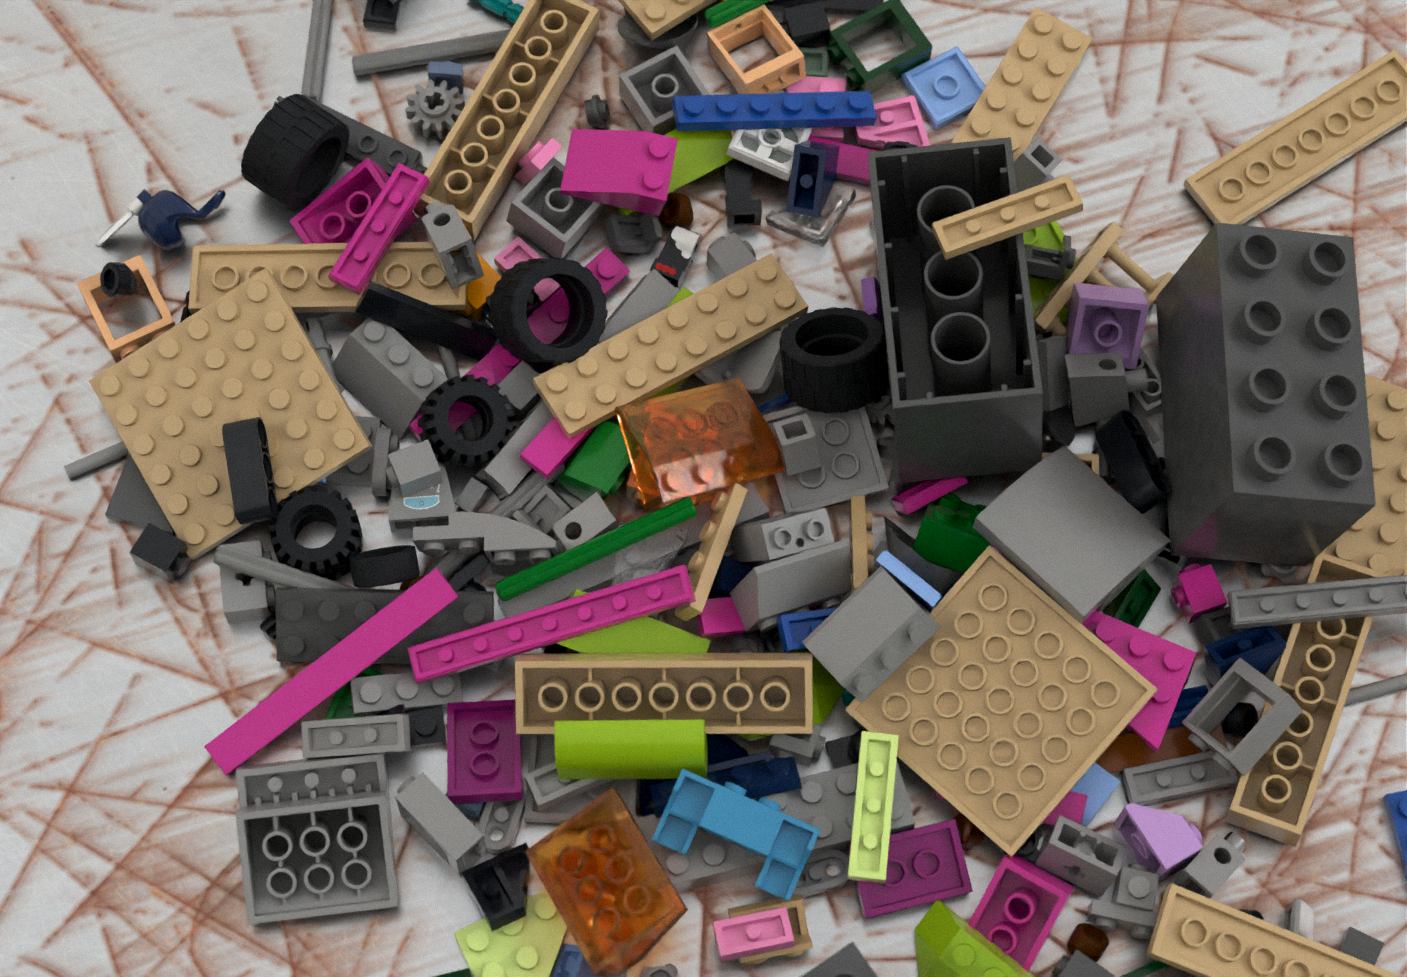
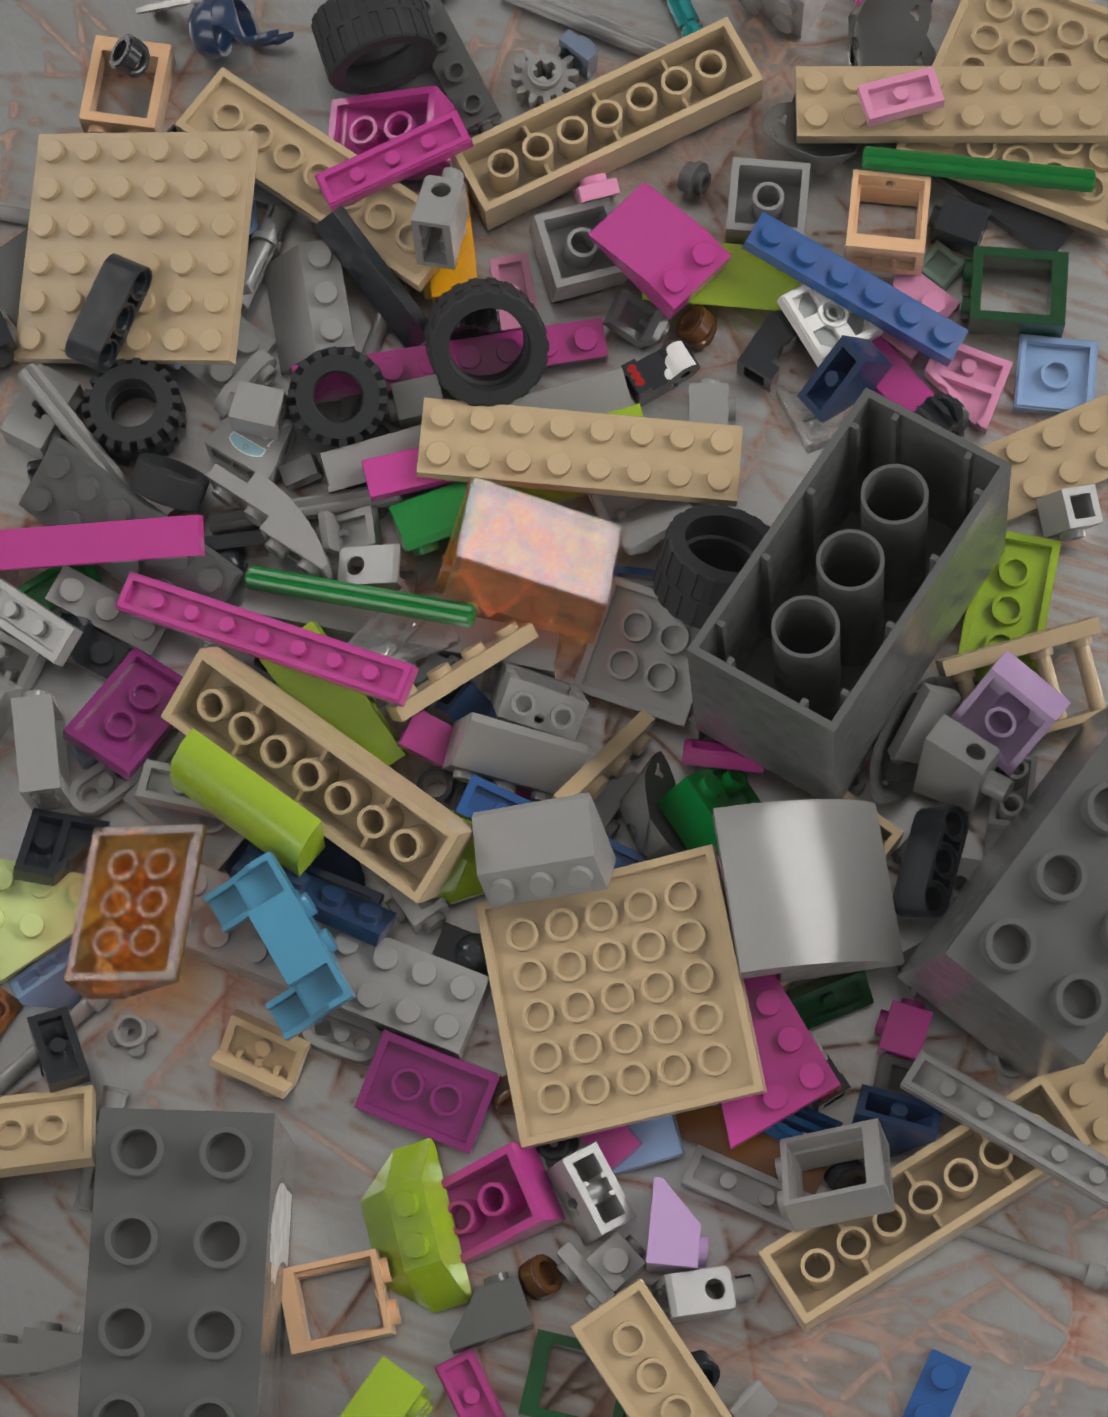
camera: 45 degrees right, 5 degrees up
(753, 934) = (236, 1047): bright pink plate -> none
(797, 444) = (619, 625): light grey brick -> none
(873, 807) = (424, 1010): yellowish green plate -> none
(908, 579) = (613, 823): light blue tile -> none
(1007, 217) = (938, 539): tan plate -> none
(1049, 263) = (1006, 613): dark grey bracket -> none

